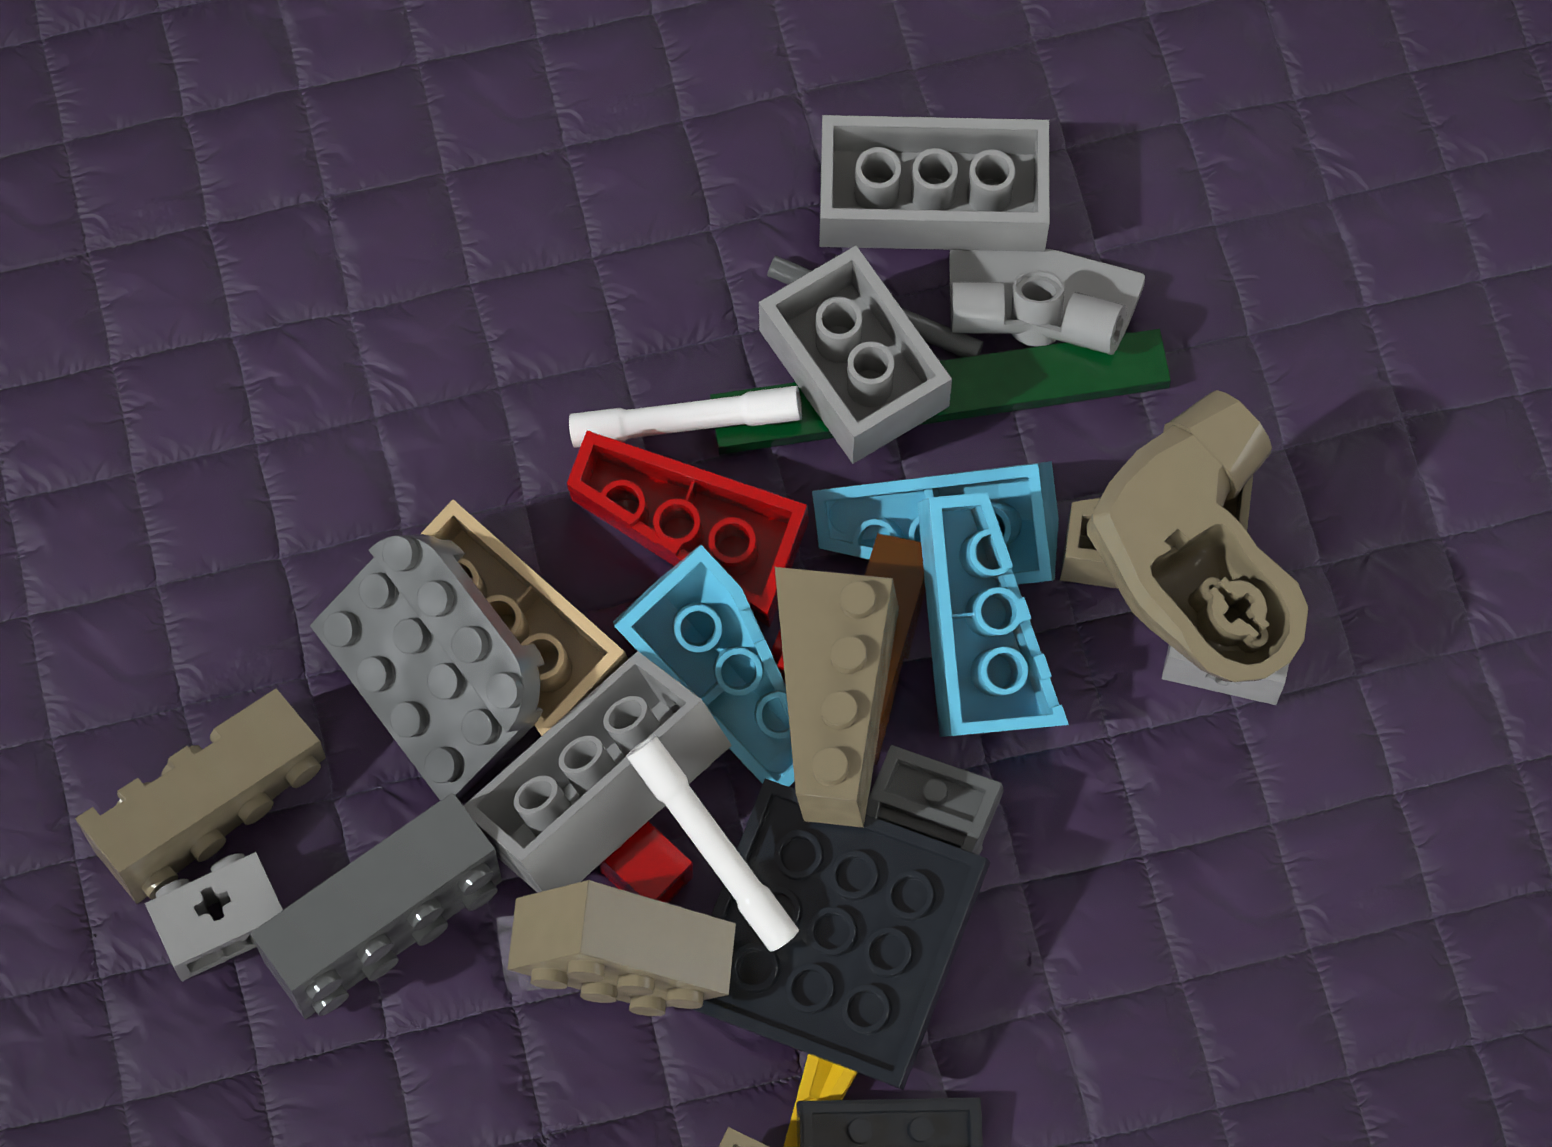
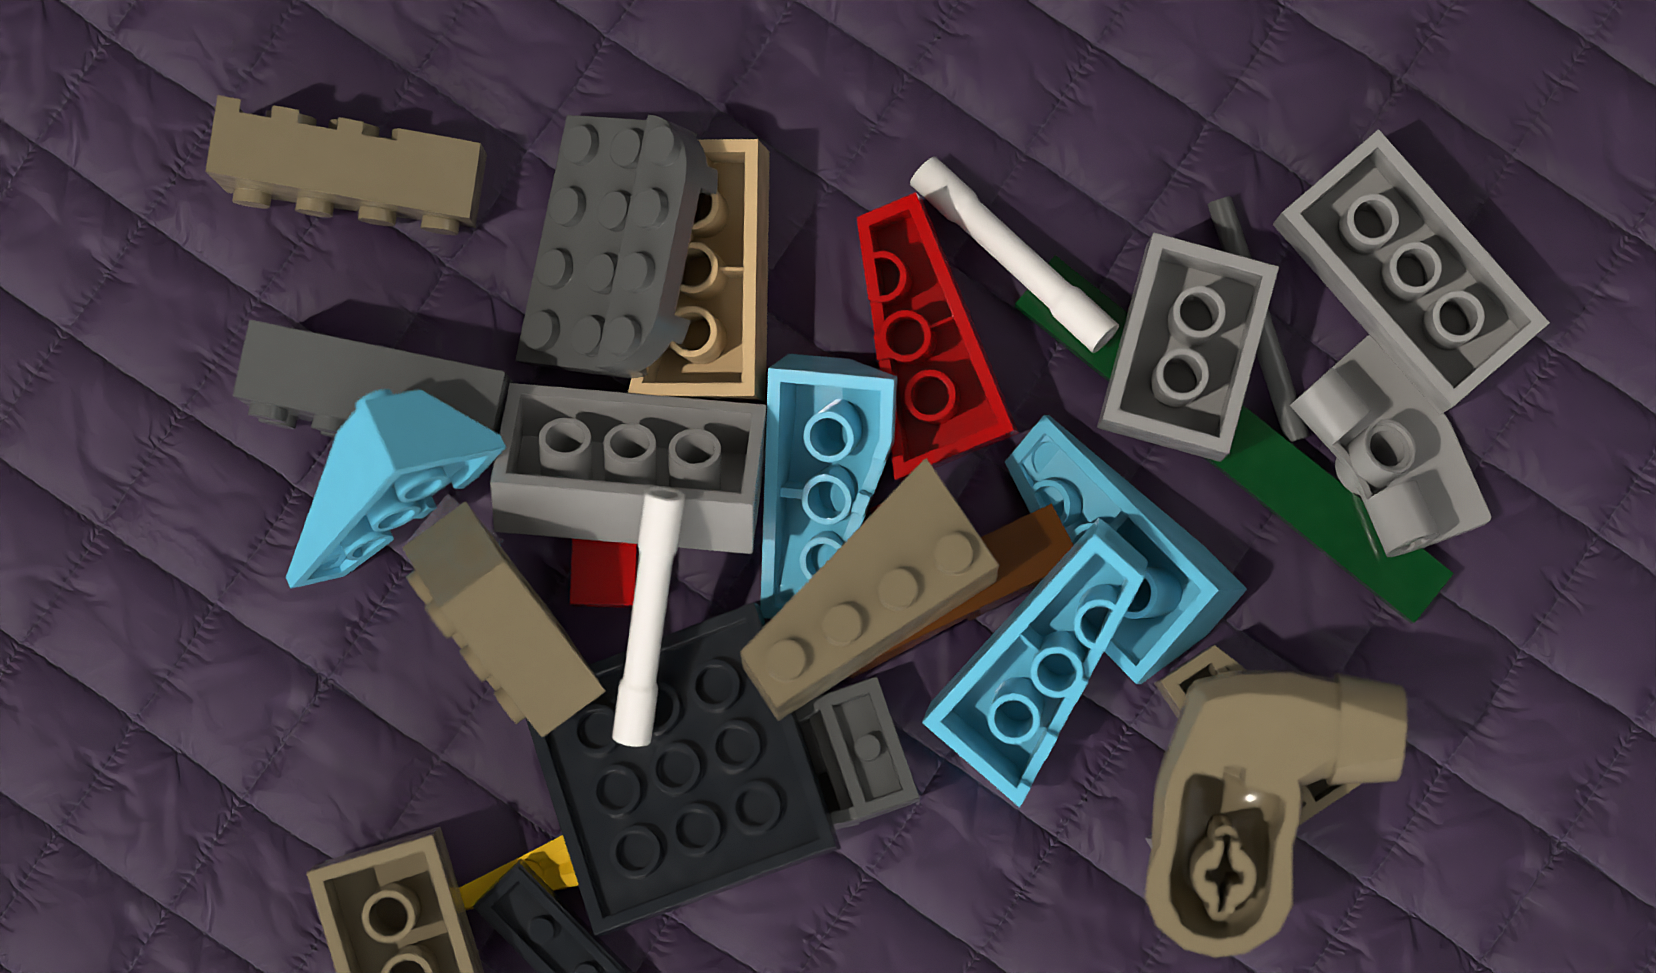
camera: 50 degrees right, 15 degrees up
(185, 921) = (228, 266): light grey brick -> none
(440, 929) = (383, 475): none -> medium azure wedge

